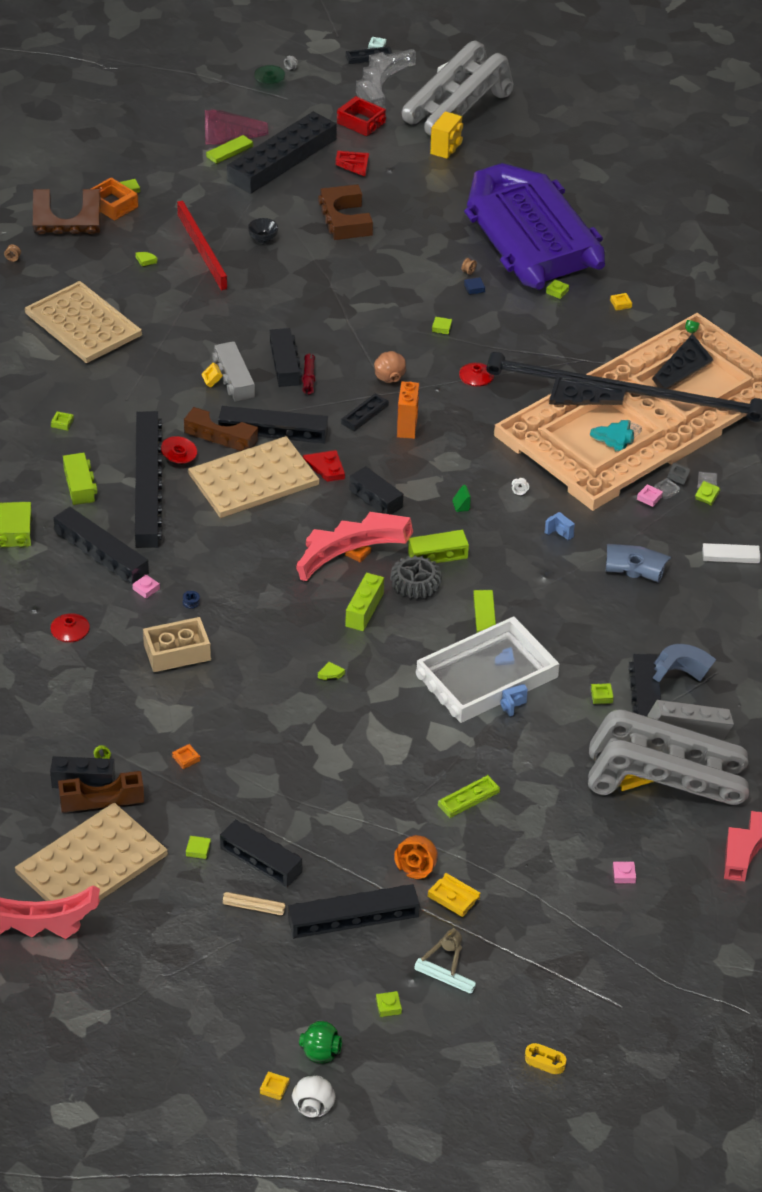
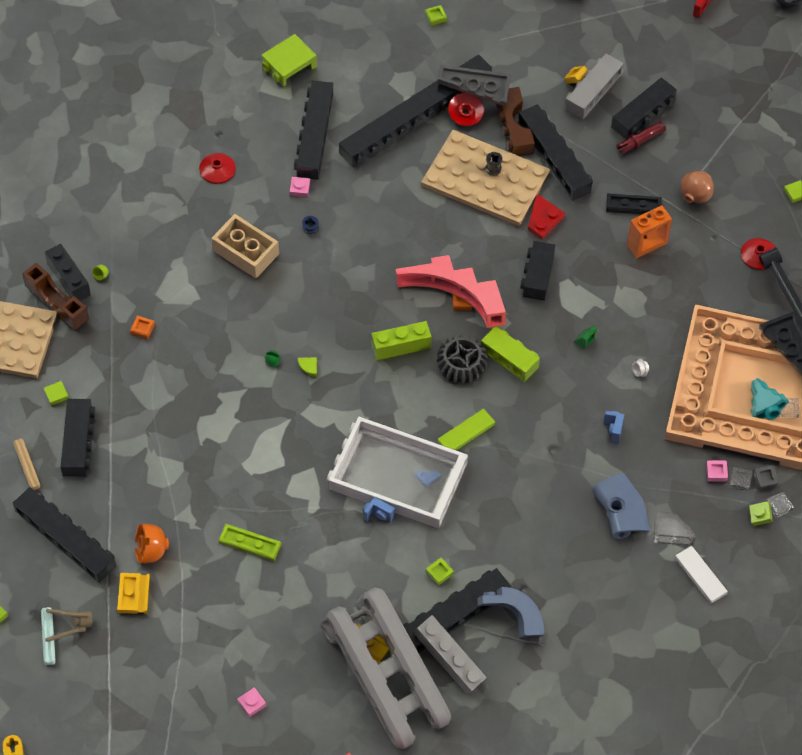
camera: 55 degrees right, 15 degrees up
(79, 478) = (376, 68): lime brick -> none
(169, 422) = (479, 83): none -> dark grey wing
(253, 454) = (491, 165): none -> black bush
(301, 690) = (270, 358): none -> green hinge
(681, 545) = (672, 530): none -> clear slope

